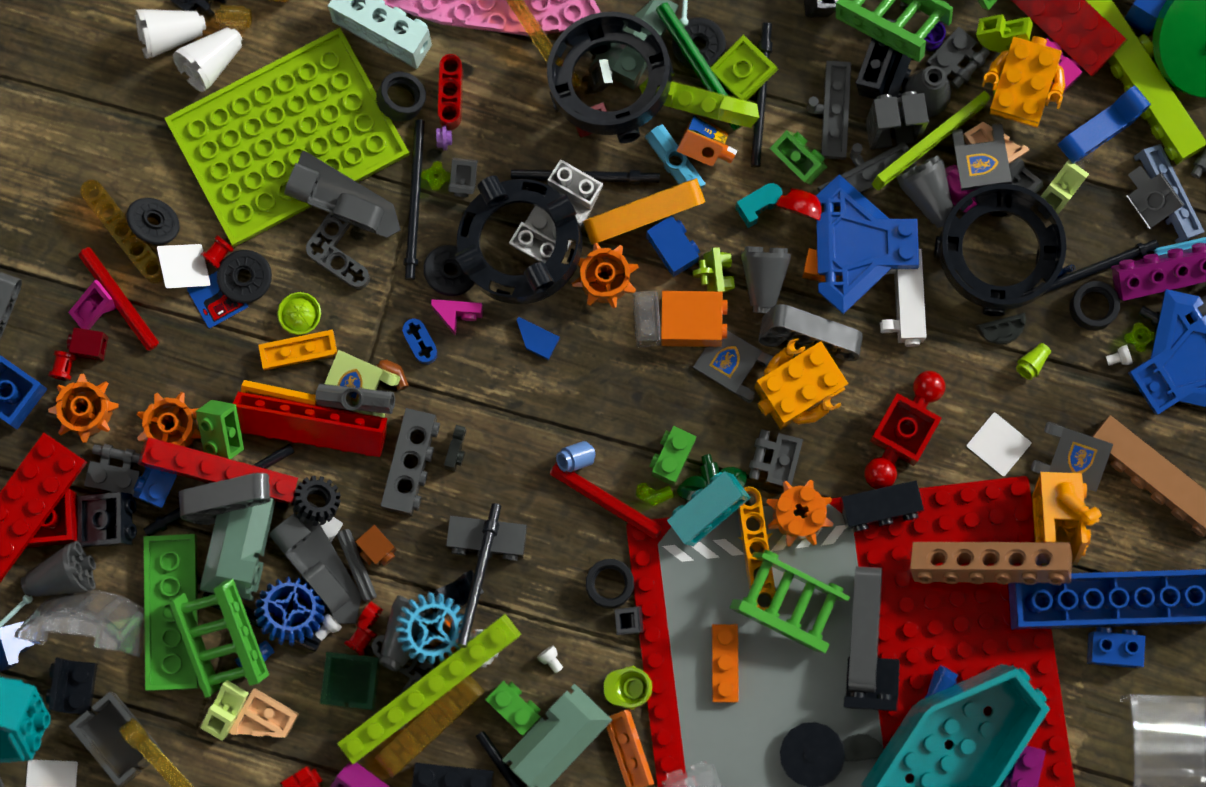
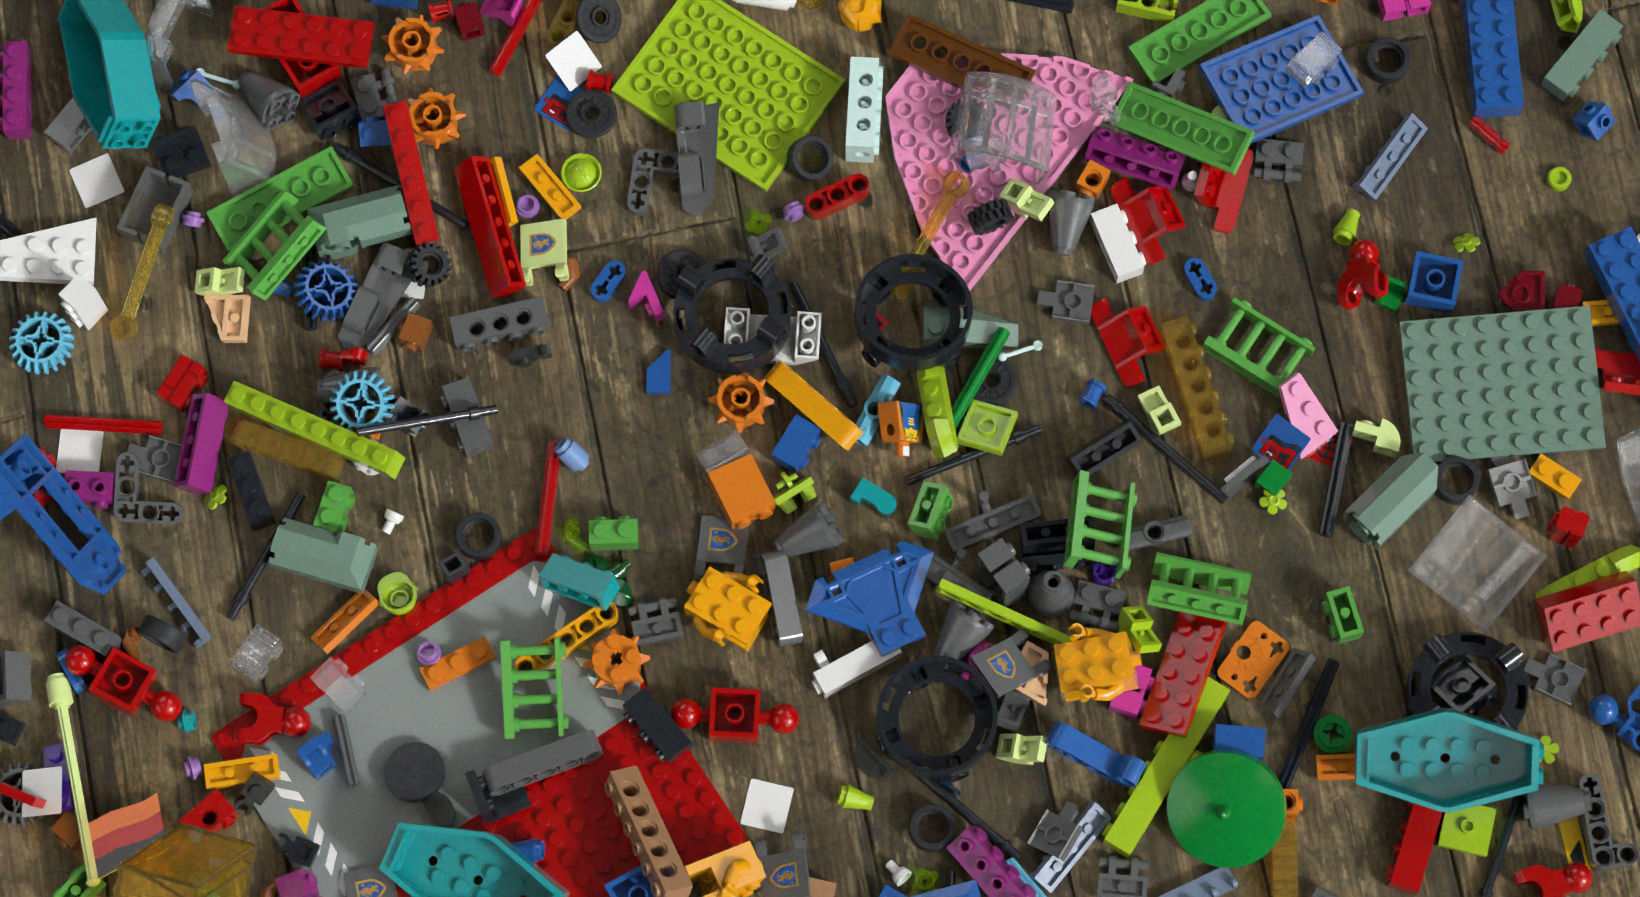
camera: 65 degrees right, 5 degrees down
(144, 707) = (192, 219): none -> medium lavender plate
(206, 501) = (381, 177): dark grey beam -> none
(220, 429) = (447, 158): bright green brick -> none
(304, 380) = (527, 206): none -> medium lavender plate
(329, 625) = (331, 329): white piece -> none
(340, 397) = (525, 241): dark grey piece -> none
(350, 680) = (292, 366): clear green piece -> none
(410, 260) = (673, 239): black bar -> none
(599, 77) = (913, 309): pearl dark grey plate -> none
(702, 685) = (428, 653): none -> medium lavender plate
(801, 203) = (890, 531): red brick -> none

